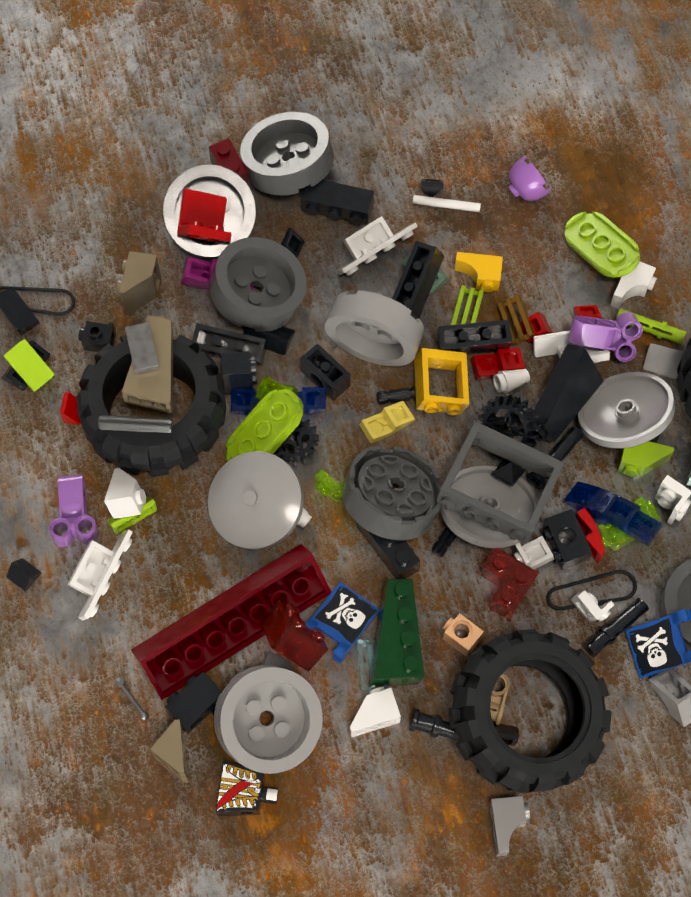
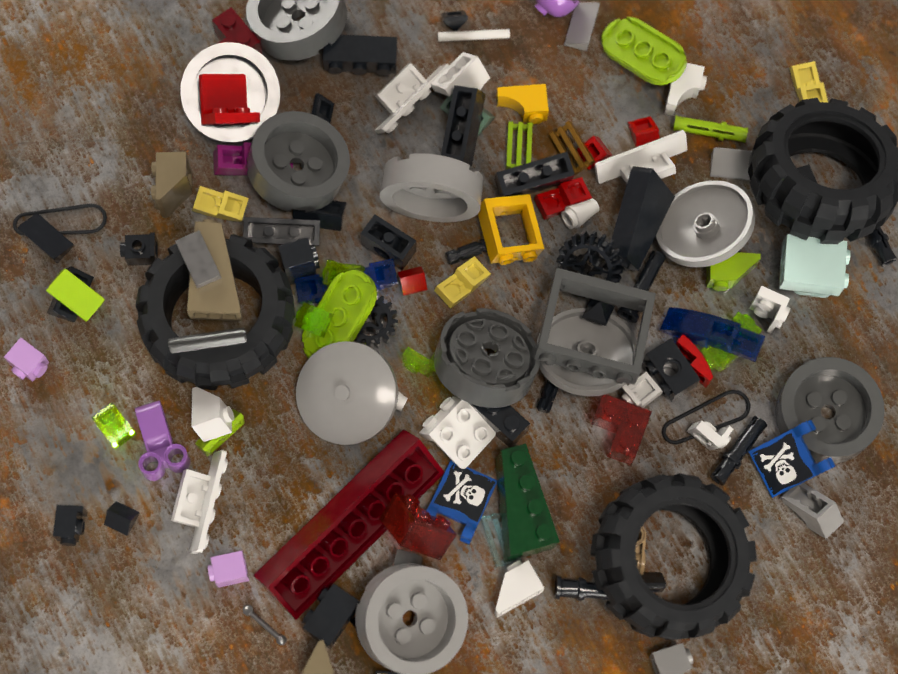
camera: 15 degrees left, 5 degrees up
(35, 488) = (113, 425): none -> clear neon green bracket
(69, 409) = (130, 333): red slope -> none
(110, 640) = (228, 569): none -> lavender brick
(179, 311) = (220, 205): none -> light yellow slope
(239, 428) = (313, 319): none -> clear neon green bracket
(340, 412) = (412, 281): none -> red slope
(352, 556) = (458, 431): none -> white bracket
(429, 231) = (464, 72): none -> white arch
(463, 645) = (598, 487): light nougat brick -> none
(549, 212) = (582, 25): none -> light grey slope
(607, 334) = (670, 147): medium lavender piece -> none

